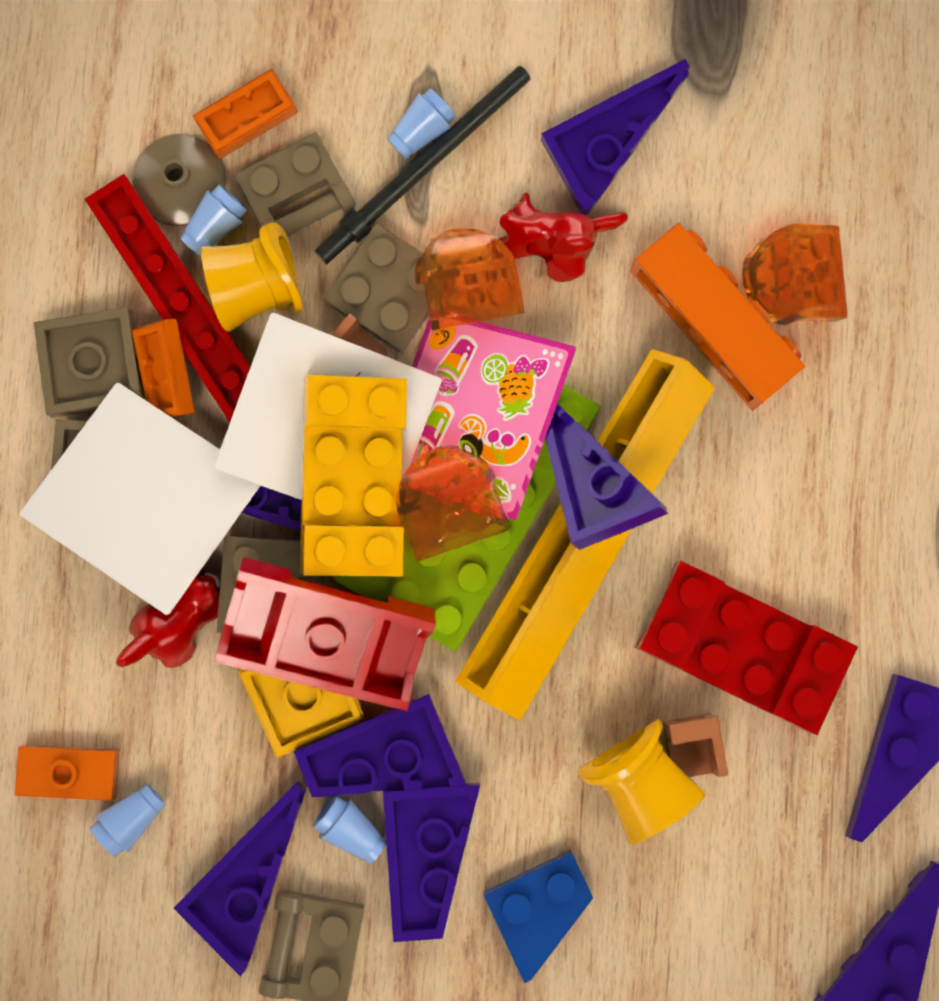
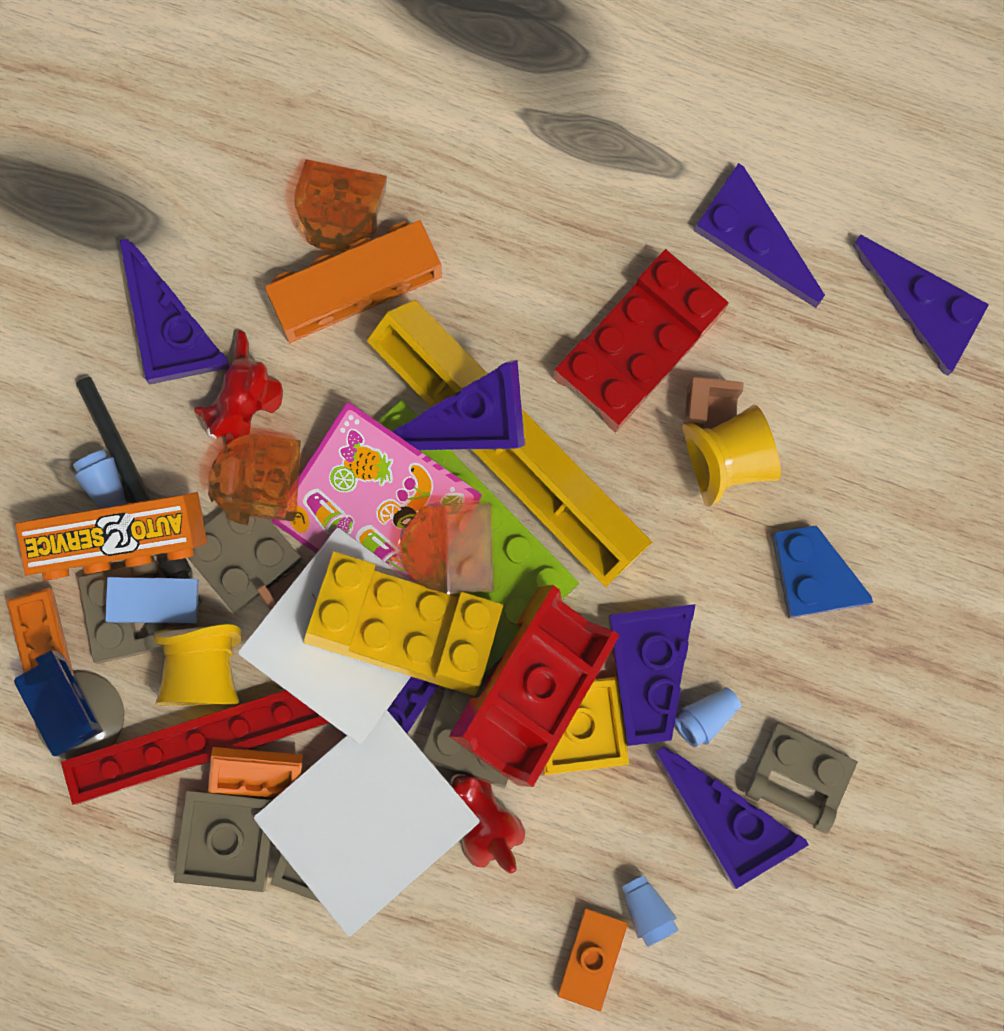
camera: 85 degrees left, 5 degrees down
(179, 151) = (57, 704): none -> clear blue panel
(213, 219) = (129, 692): light blue cone -> none
(309, 212) = (152, 600): none -> light blue tile
(365, 149) = (112, 534): none -> brick
(424, 855) = (742, 657): dark purple wing -> none

